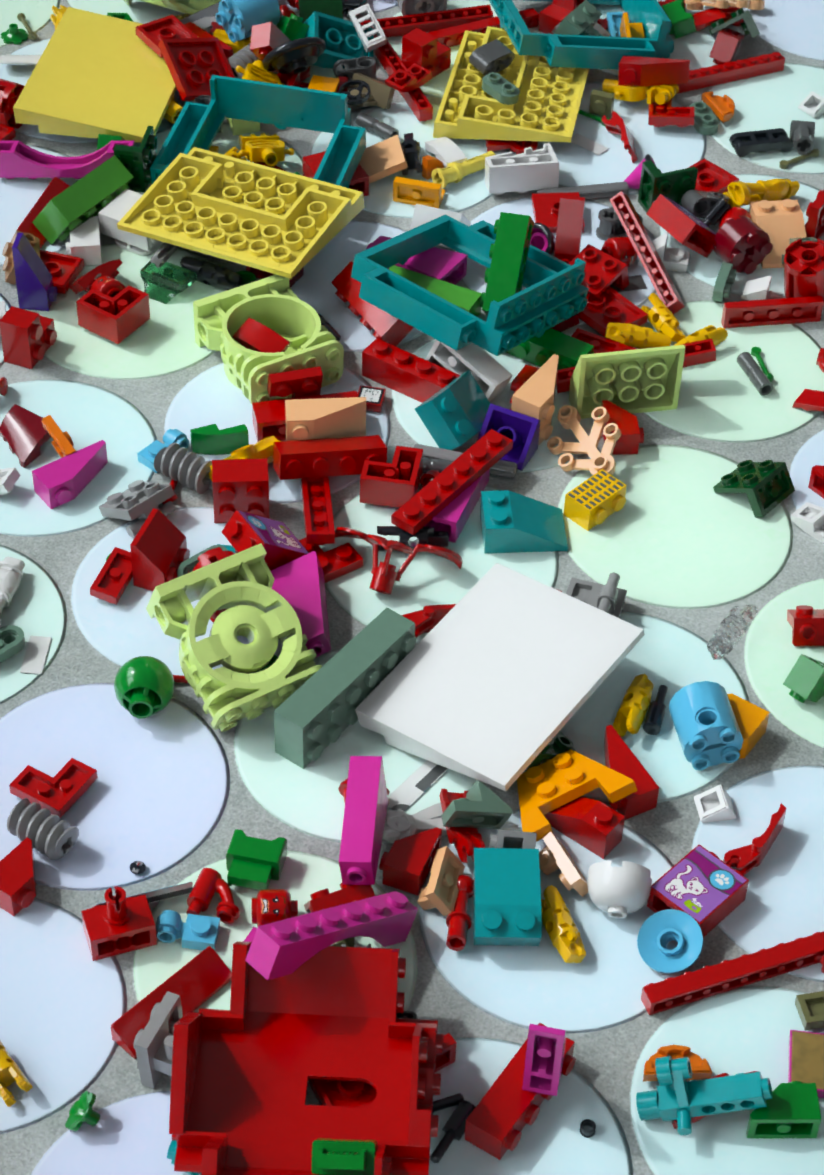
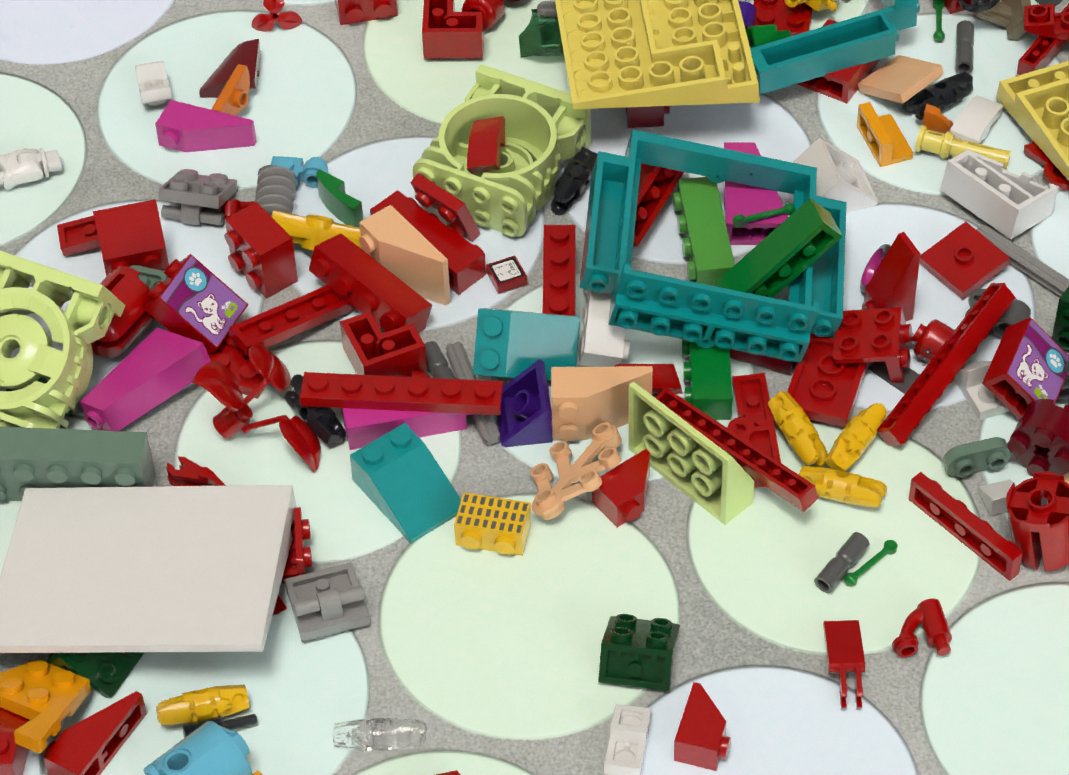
camera: 60 degrees right, 5 degrees up
(456, 249) = (740, 220): none -> green hinge

